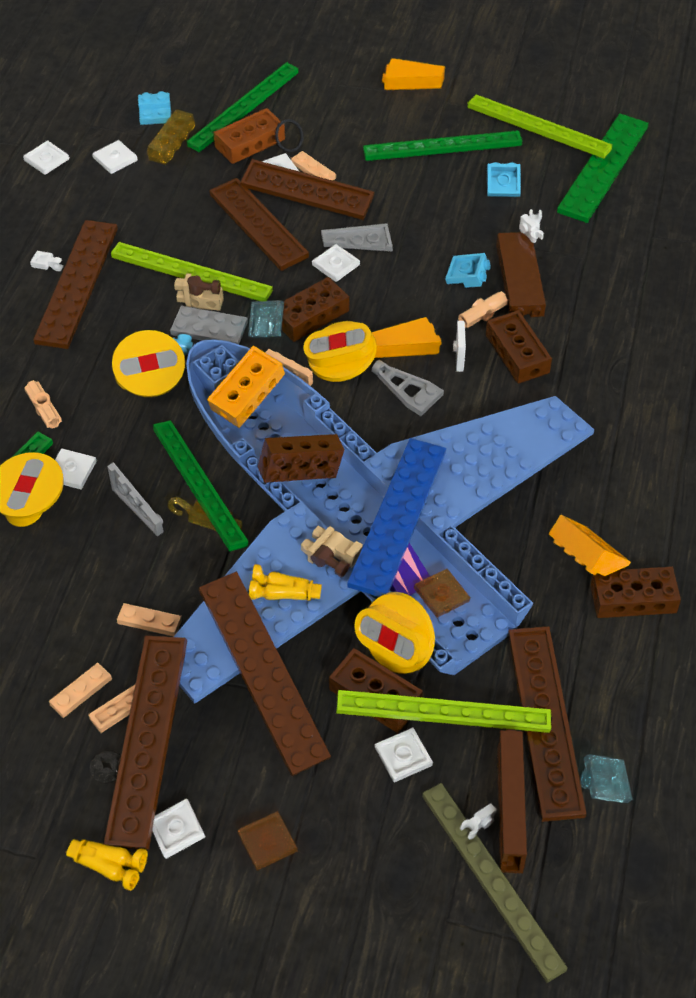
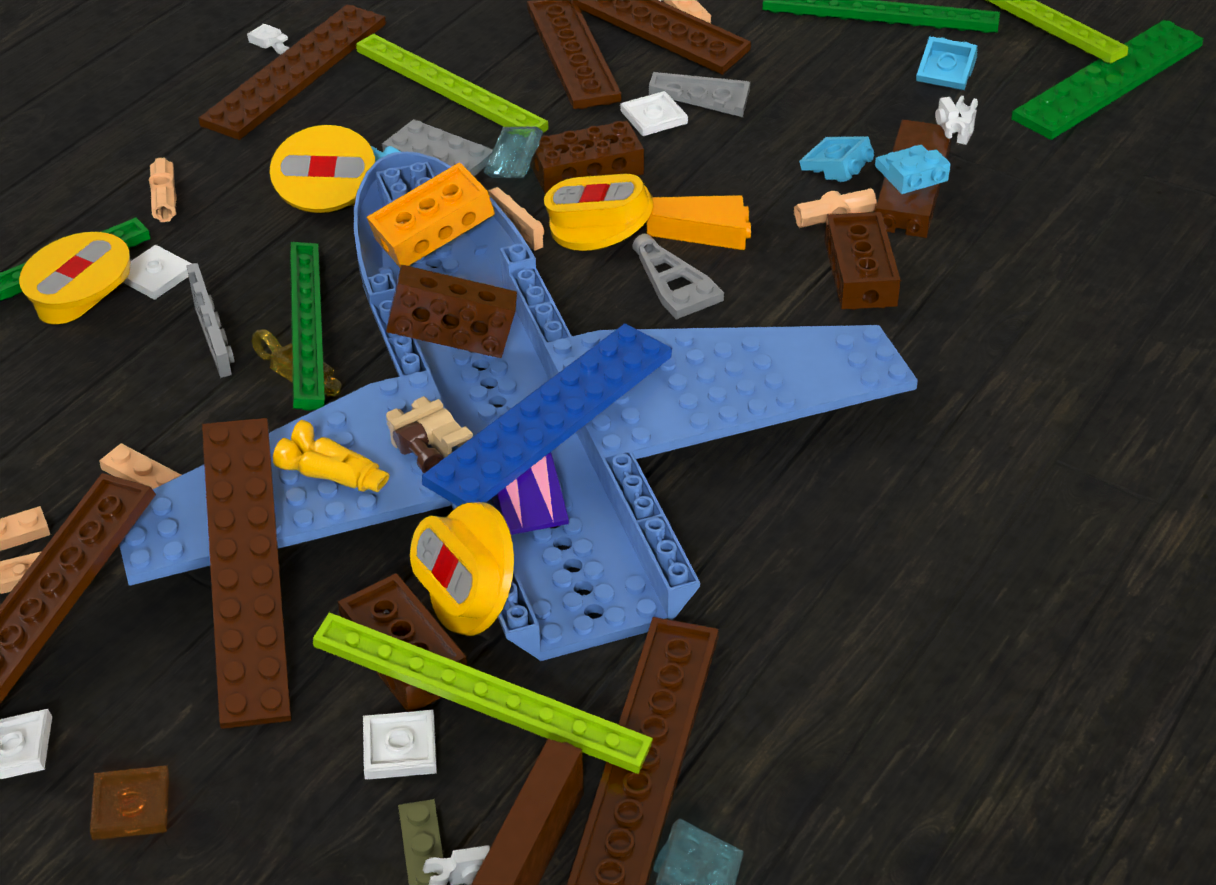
camera: 20 degrees right, 10 degrees down
(199, 293) = (436, 110): tan hips -> none
(442, 593) = (572, 538): clear orange plate -> none
(459, 346) = (773, 239): white plate -> none
(523, 271) = (913, 168): none -> medium azure plate
(587, 547) = (829, 533): light orange slope -> none
(636, 592) = (880, 618): reddish brown brick -> none

